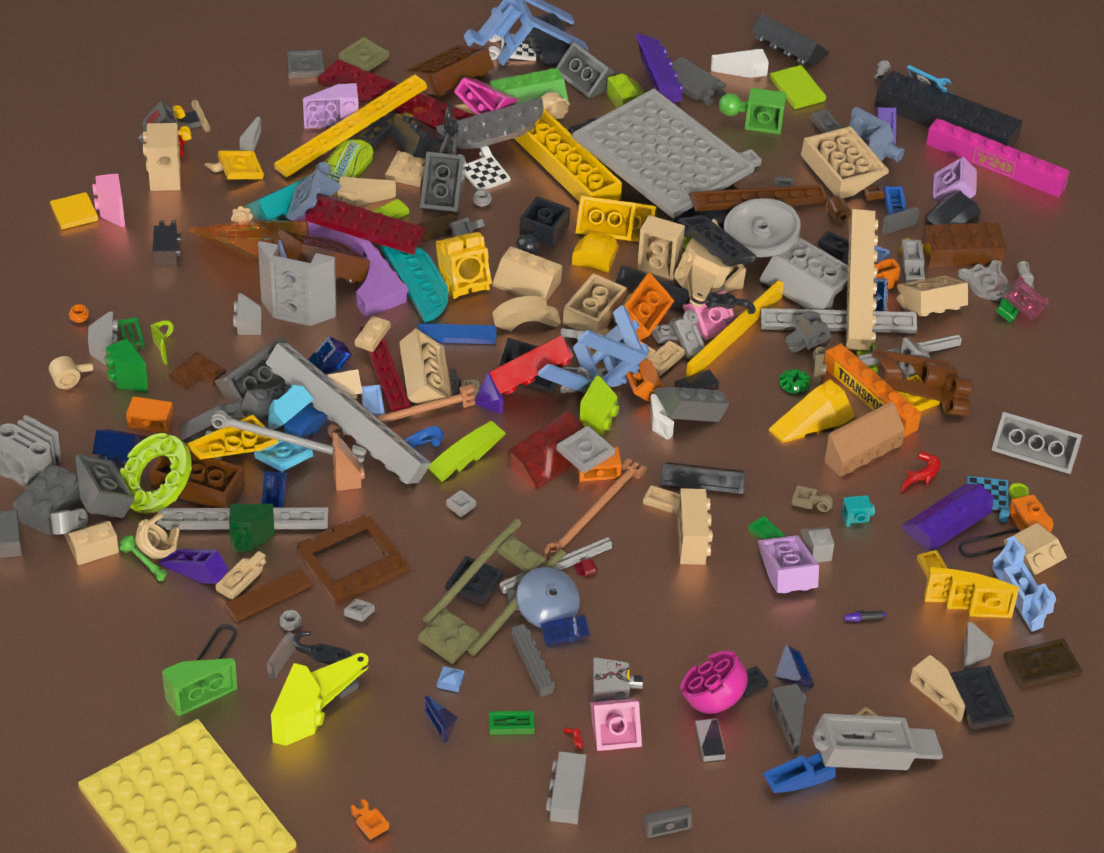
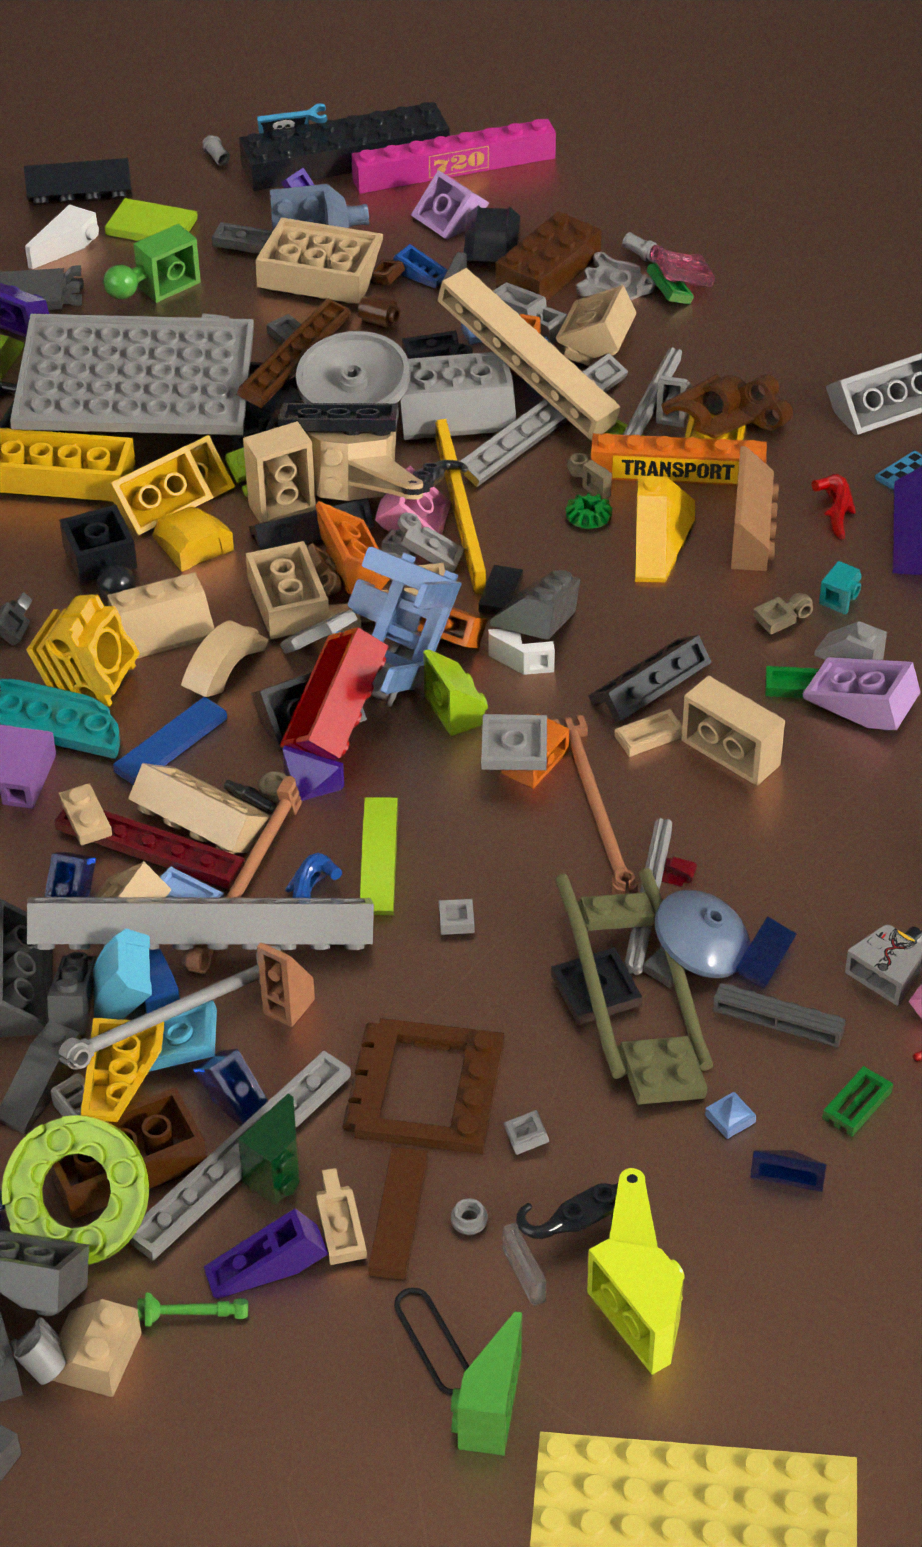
camera: 45 degrees left, 0 degrees up
(154, 540) = (181, 1279): tan helmet -> none
(370, 822) = (894, 1349): orange plate -> none
(537, 455) = (465, 795): clear red slope -> none
(808, 333) = (543, 450): dark grey hinge -> none

